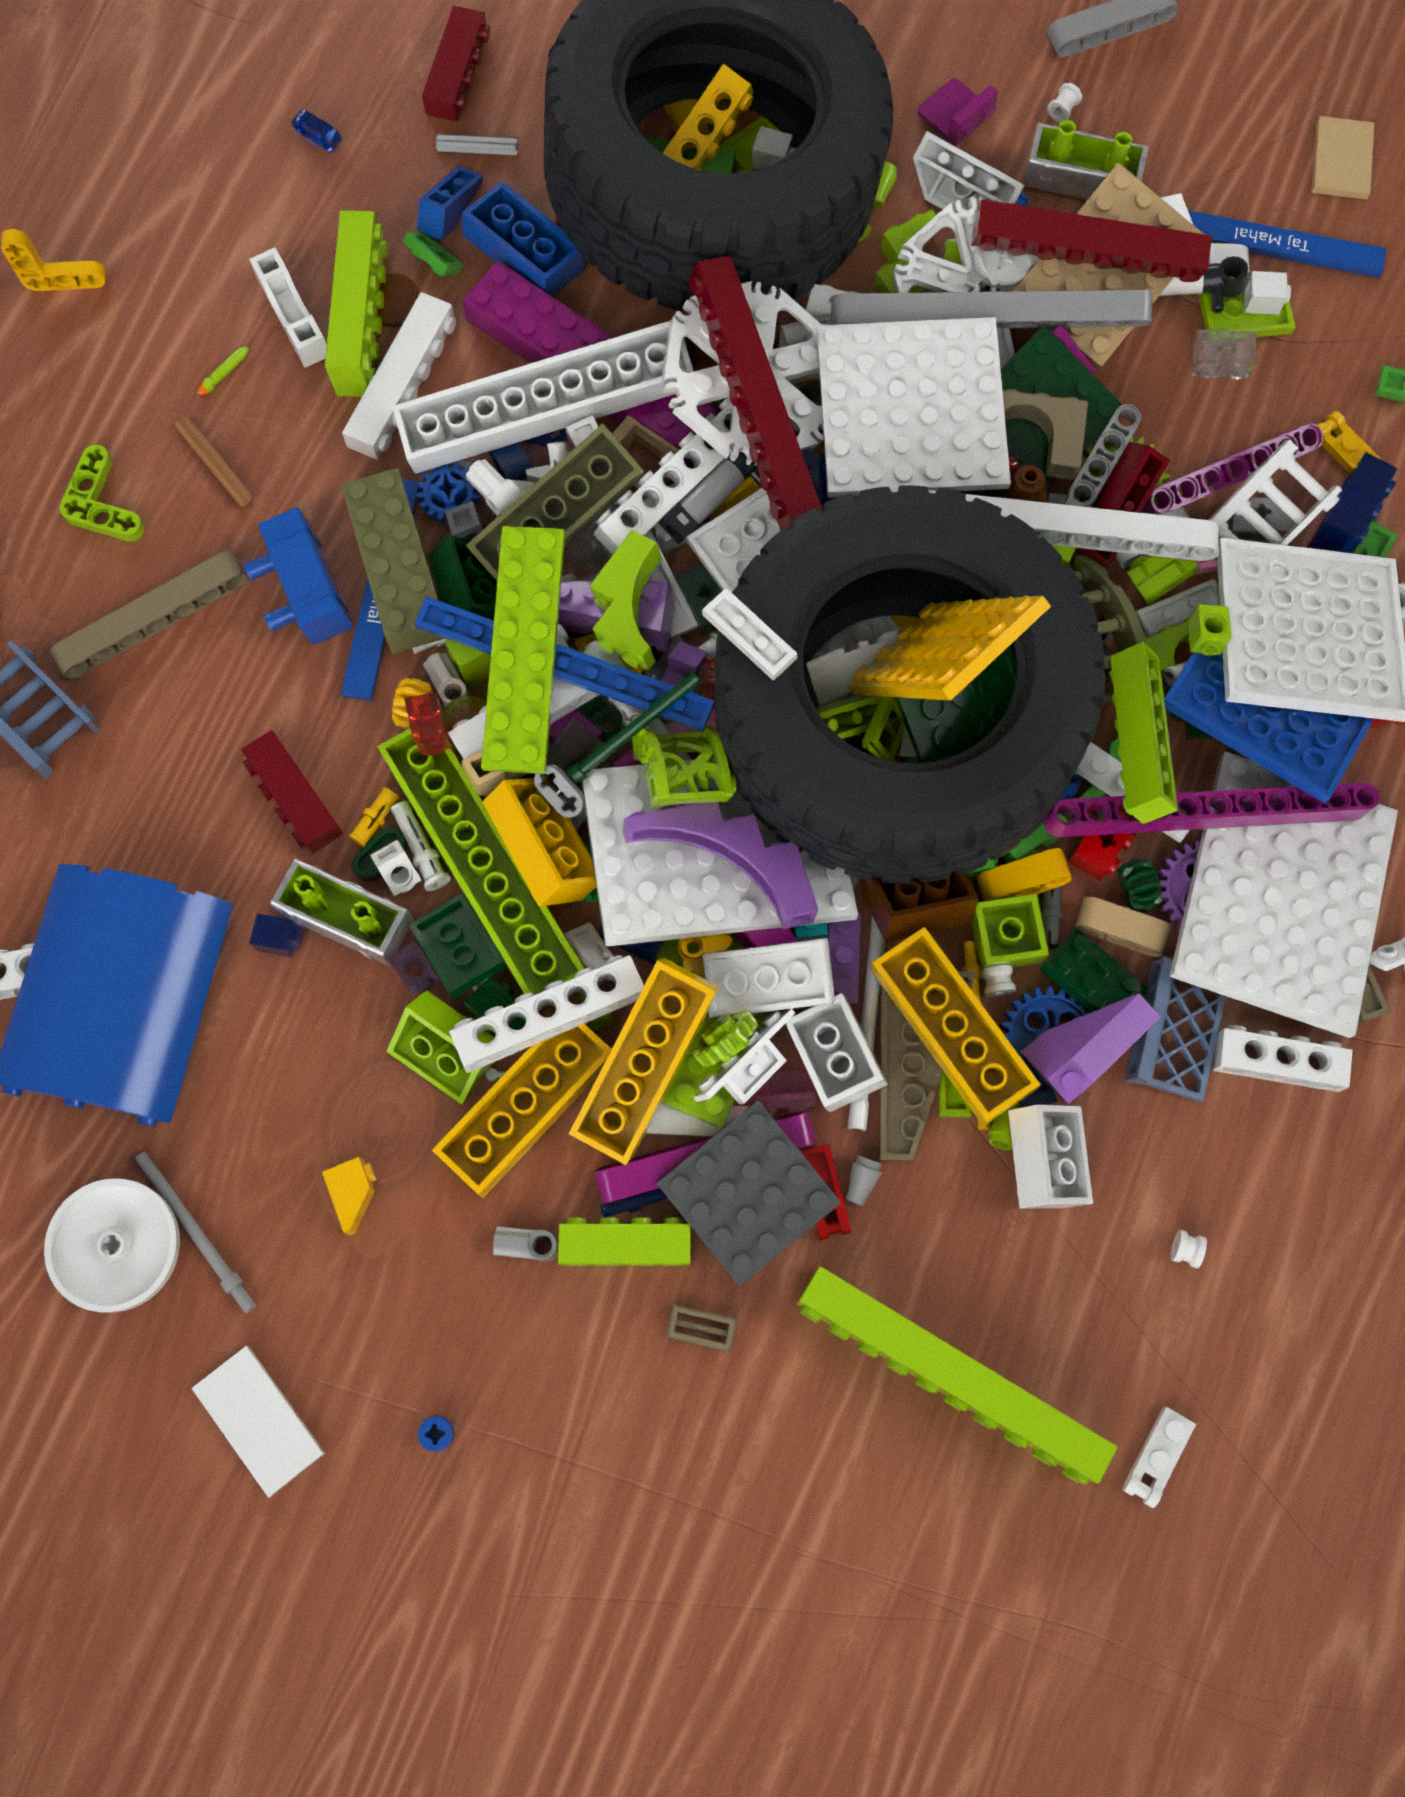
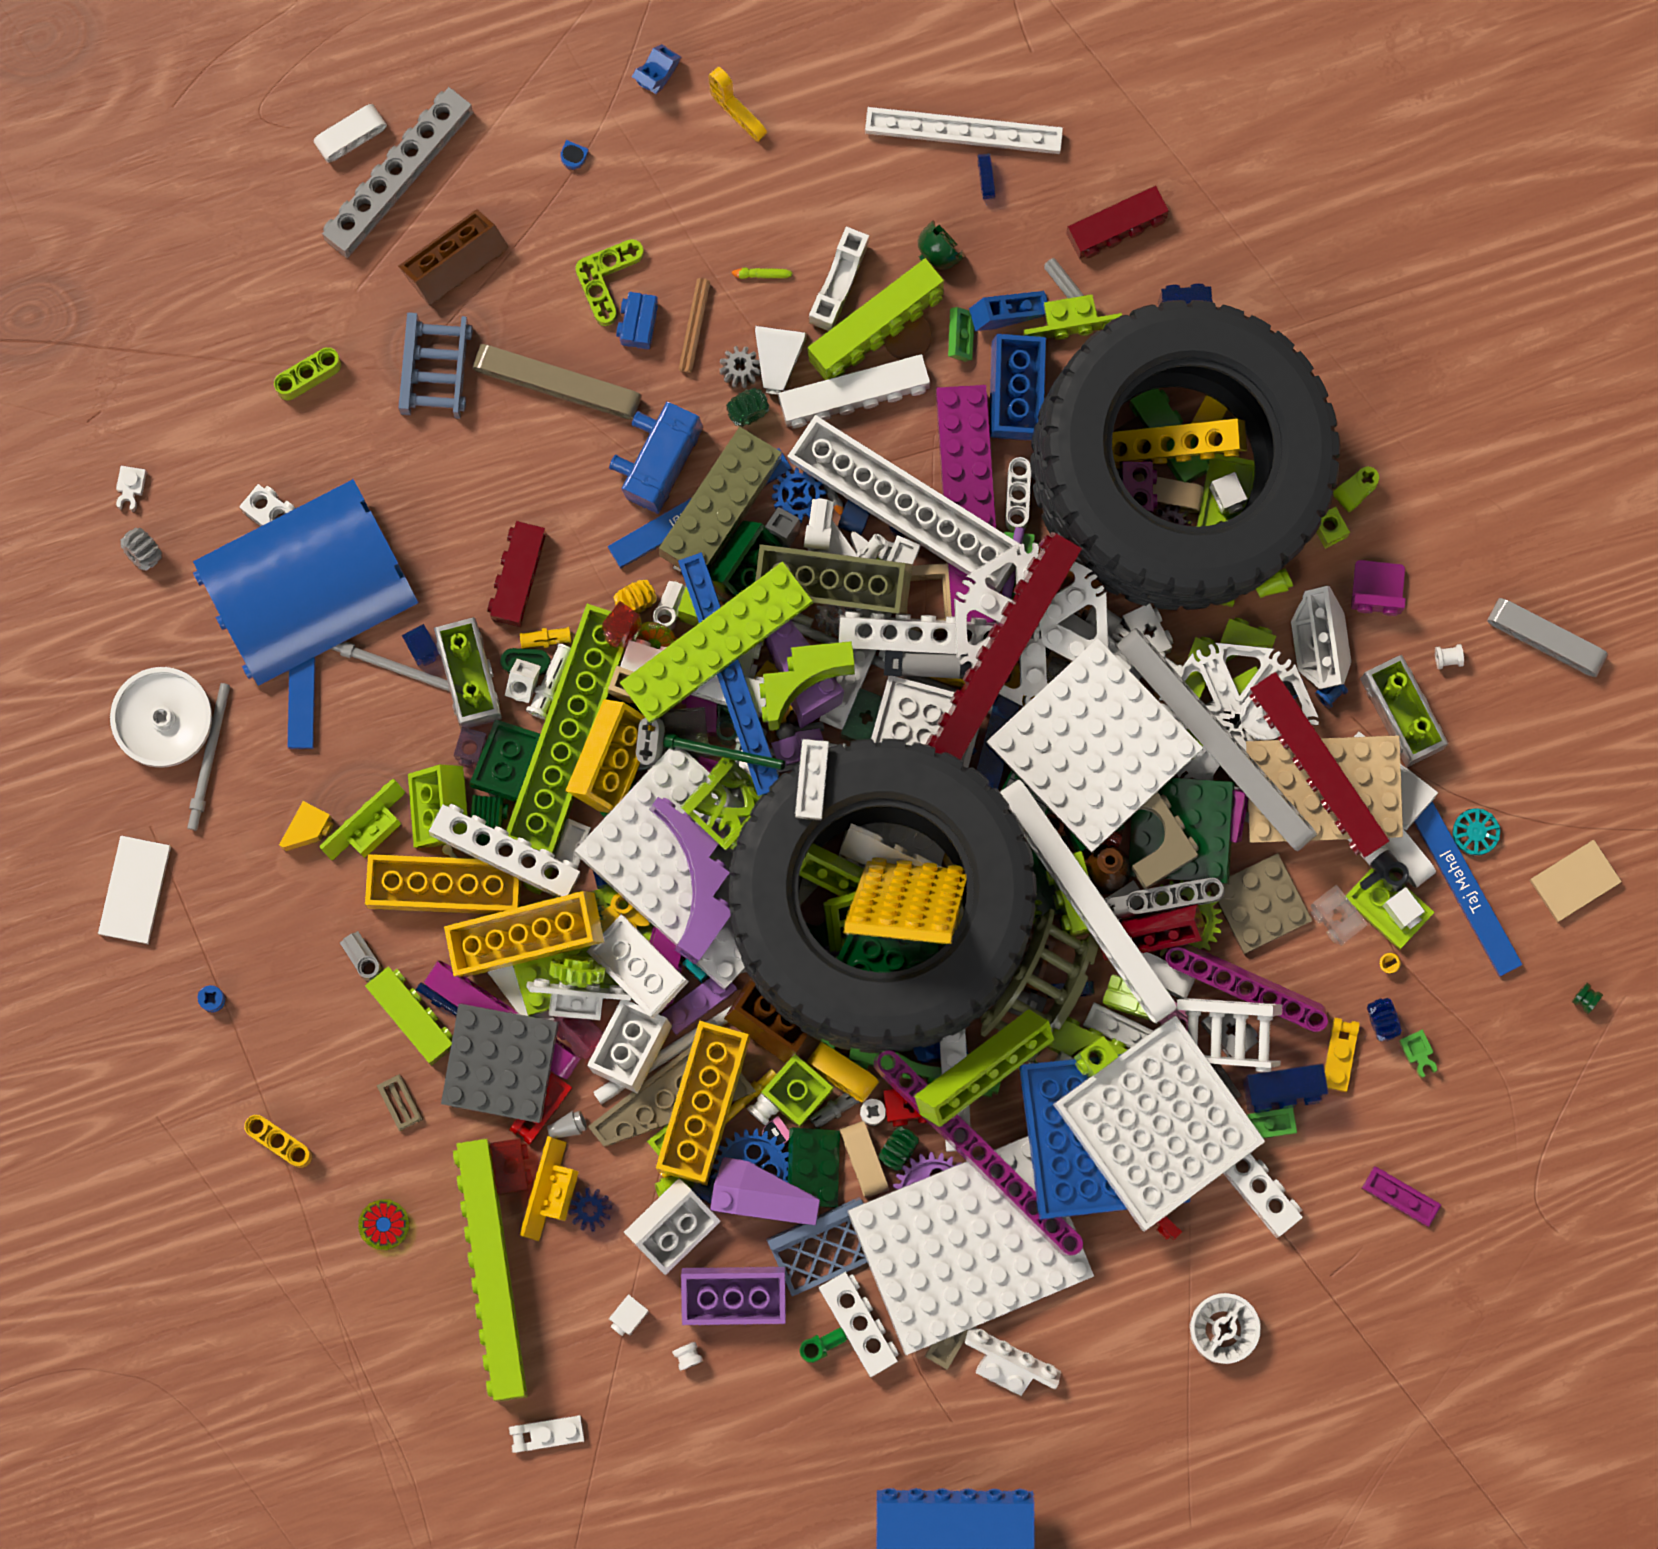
camera: 50 degrees right, 5 degrees up
(162, 500) = (638, 320): none -> blue brick
(218, 1008) = (349, 650): none -> light grey bar
(229, 1098) = (301, 706): none -> blue tile
(259, 118) = (963, 130): none -> white plate
(287, 450) = (732, 360): none -> light grey gear
(304, 407) = (778, 355): none -> white slope
(328, 204) = (938, 247): none -> dark green cylinder
(329, 469) = (747, 407): none -> clear green gear
(402, 1130) = (368, 825): none -> lime bracket
(507, 153) = (1070, 317): none -> lime bracket
(611, 307) = (1020, 483): none -> white beam
(624, 1495) = (269, 1132): none -> yellow beam
(812, 1447) = (383, 1224): none -> tile
(879, 1266) = (510, 1182): none -> clear red brick
(916, 1247) = (551, 1190): none -> yellow bracket
(959, 1214) = (584, 1216): none -> clear blue gear
(1027, 983) = (778, 1129): none -> tile
(1078, 888) = (875, 1115): none -> white wheel
(1102, 1275) = (628, 1316): none -> white brick
(1166, 1153) = (733, 1295): none -> medium lavender brick
(1168, 405) = (1261, 904): none -> dark tan plate
(1236, 197) = (1476, 832): none -> teal wheel
(1276, 1109) = (824, 1344): none -> green axle
(1306, 348) = (1388, 958): none -> yellow hinge
(1352, 385) = (1384, 1019): none -> clear blue gear

